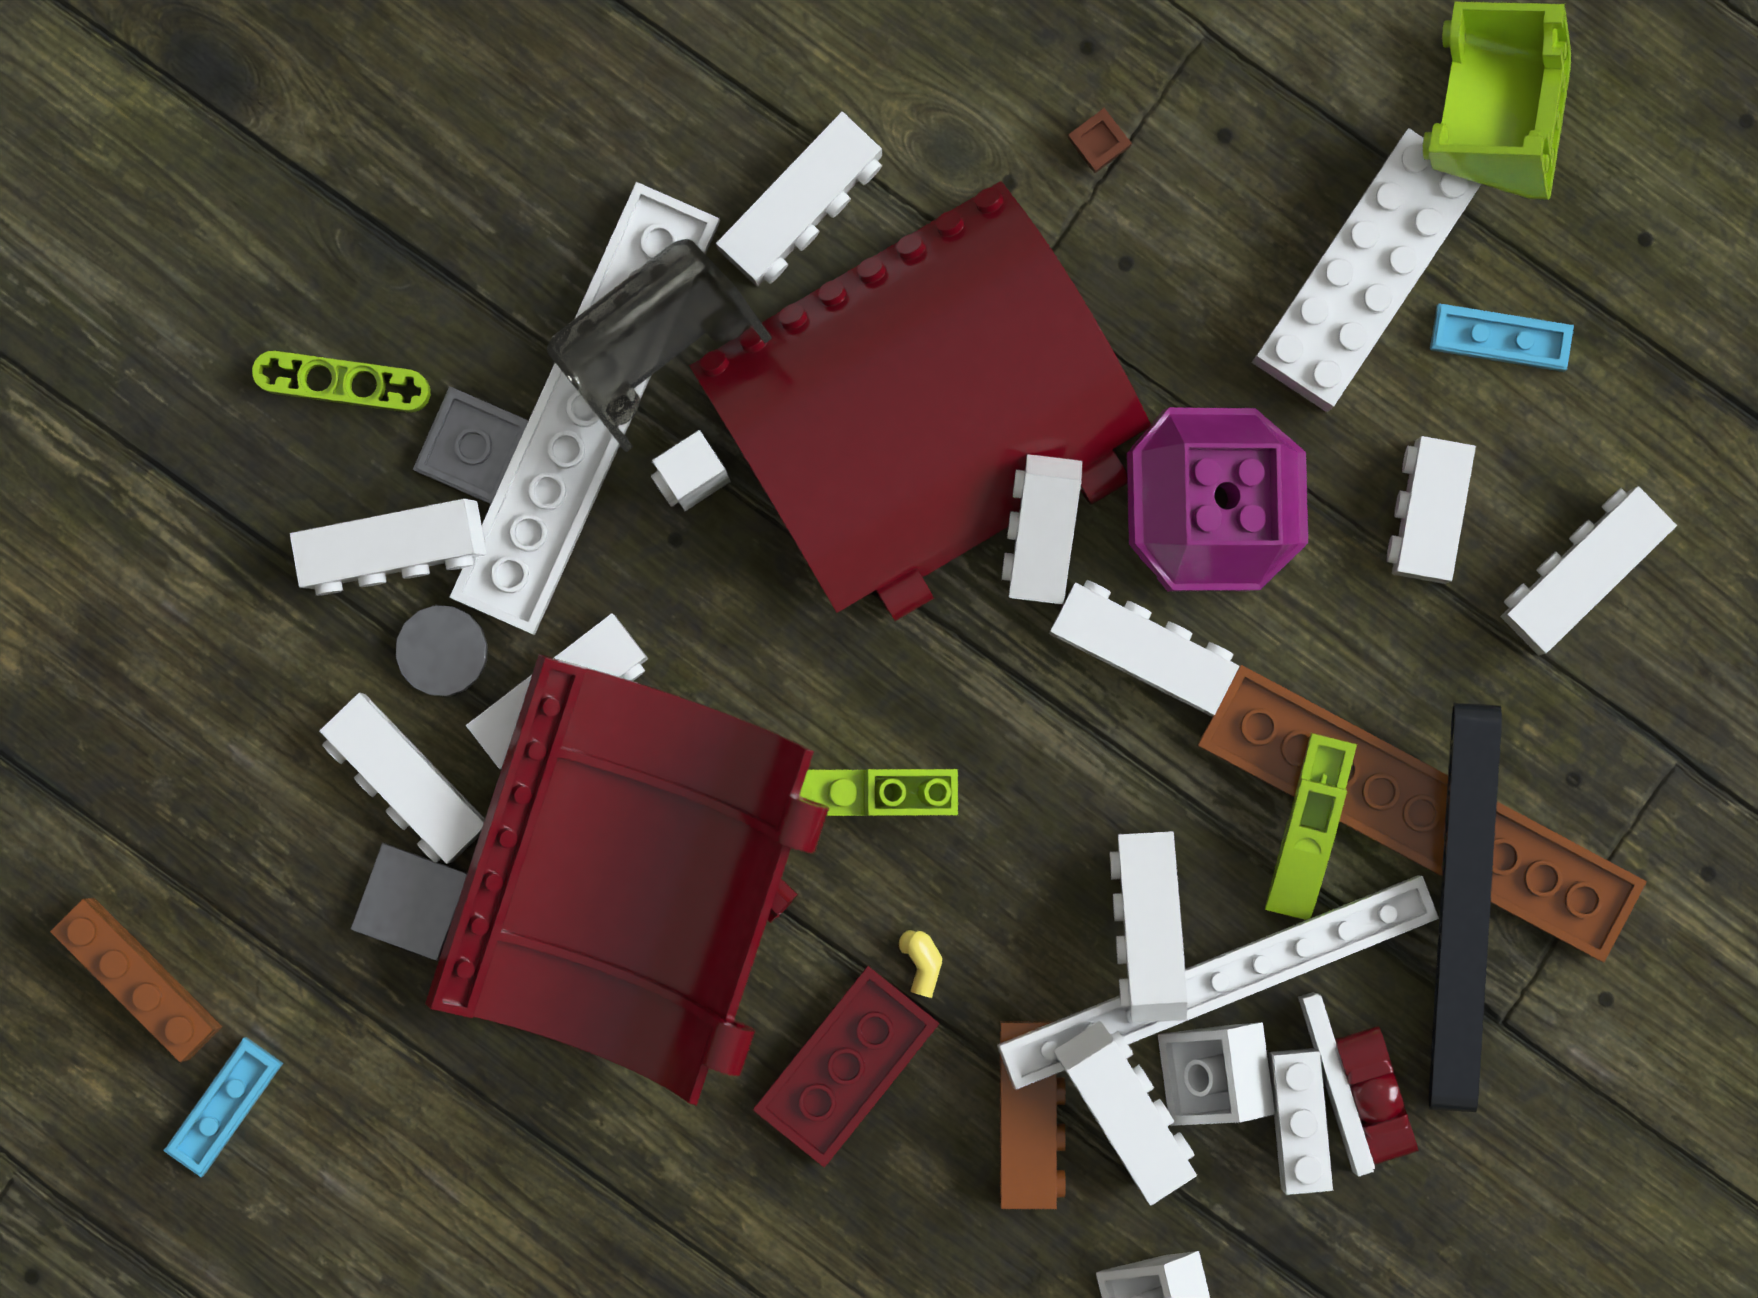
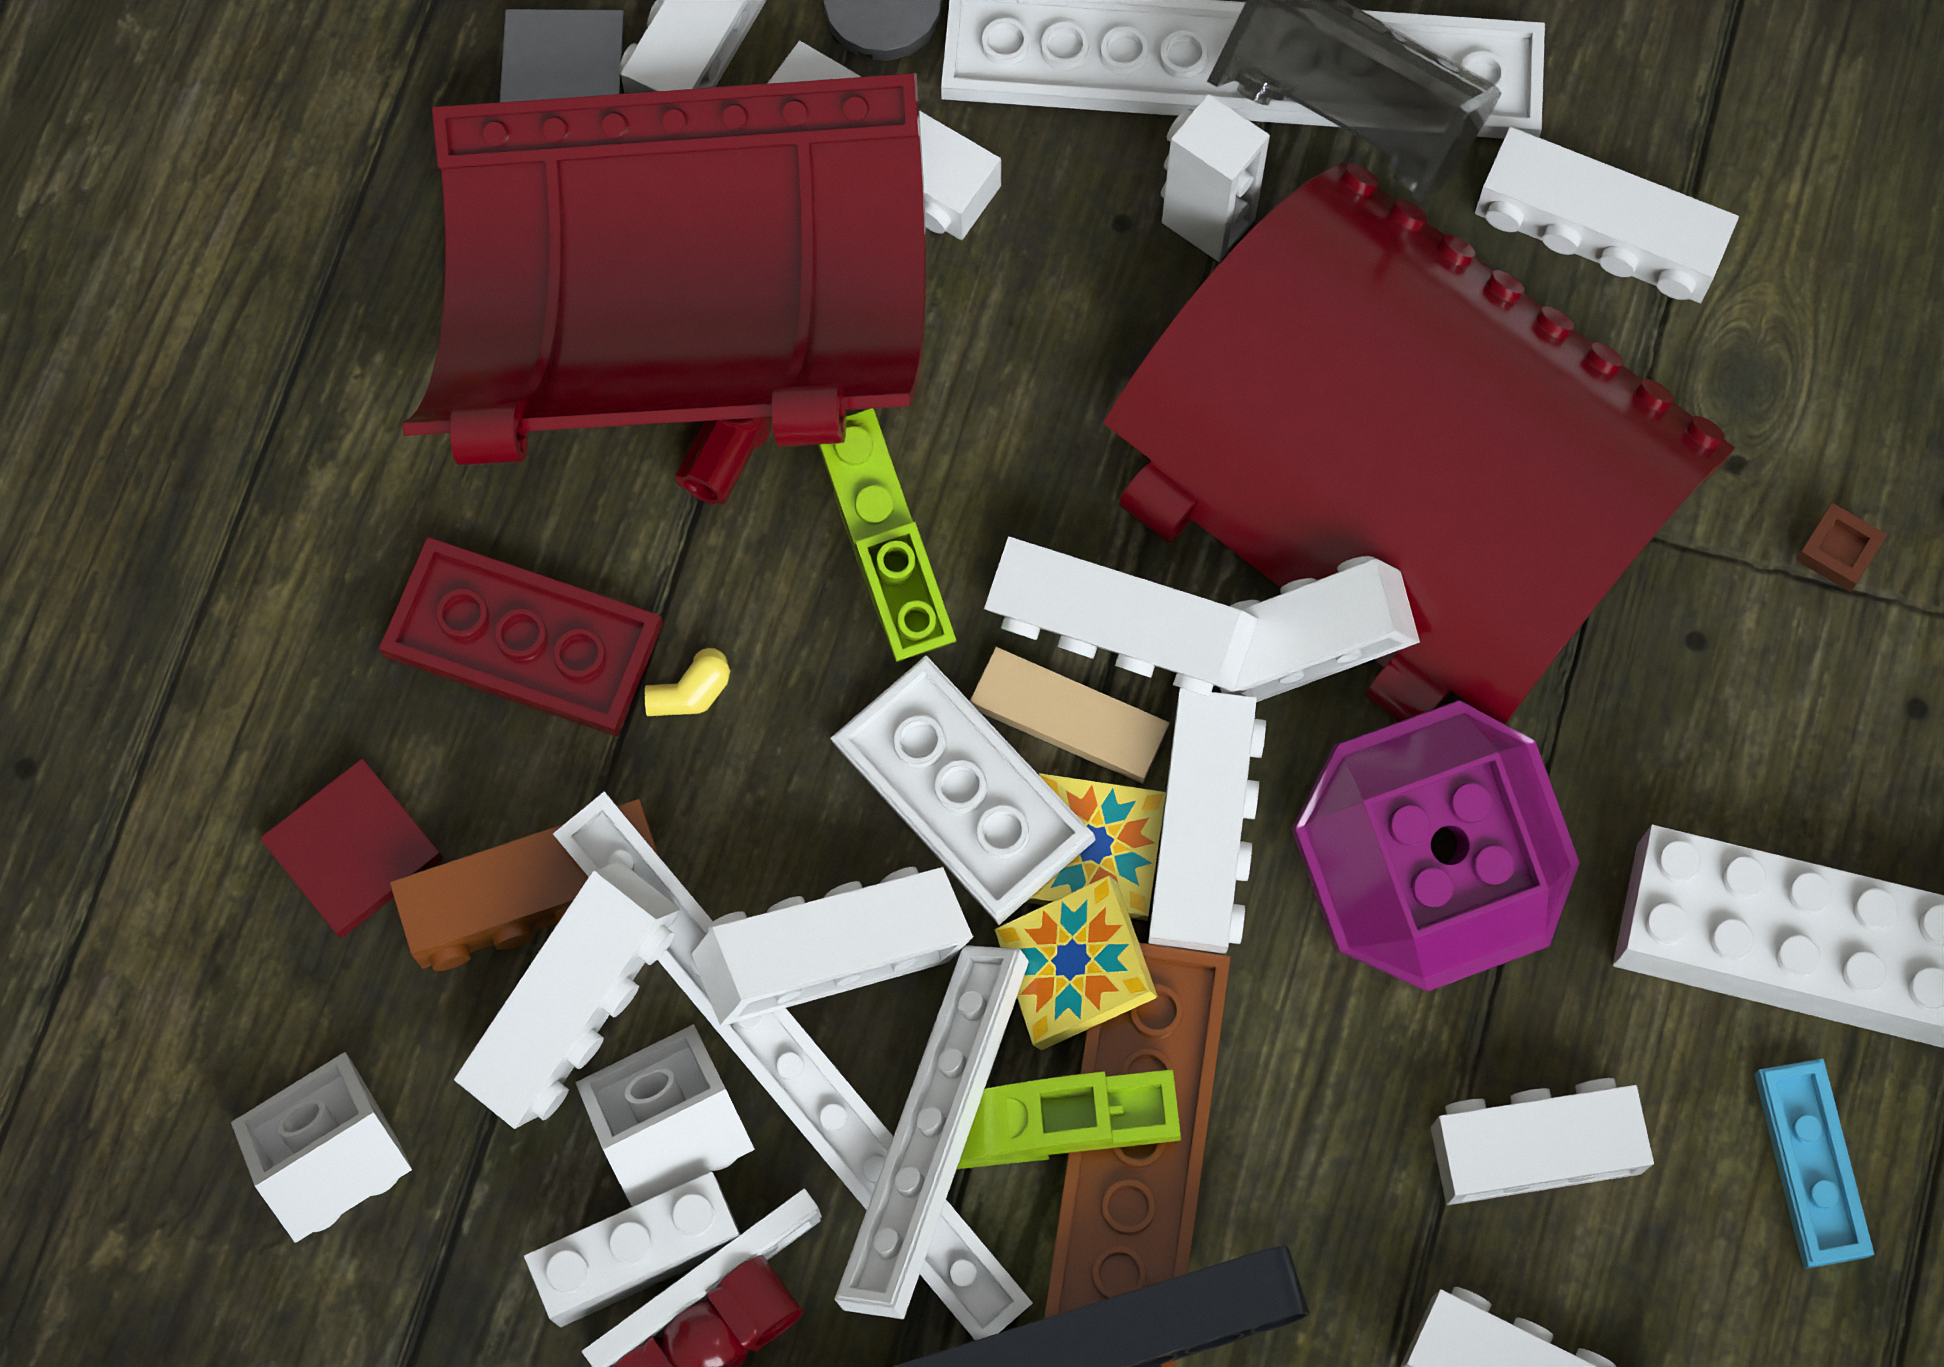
camera: 70 degrees right, 15 degrees down
(956, 1228) = (350, 847): none -> dark red tile
(986, 654) = (1122, 615): none -> white brick
(1032, 709) = (1069, 715): none -> tan tile
(1061, 801) = (963, 789): none -> white tile
(1130, 726) = (1126, 842): none -> tile
(1211, 769) = (1080, 963): none -> tile
(1295, 902) = (932, 1132): none -> white tile

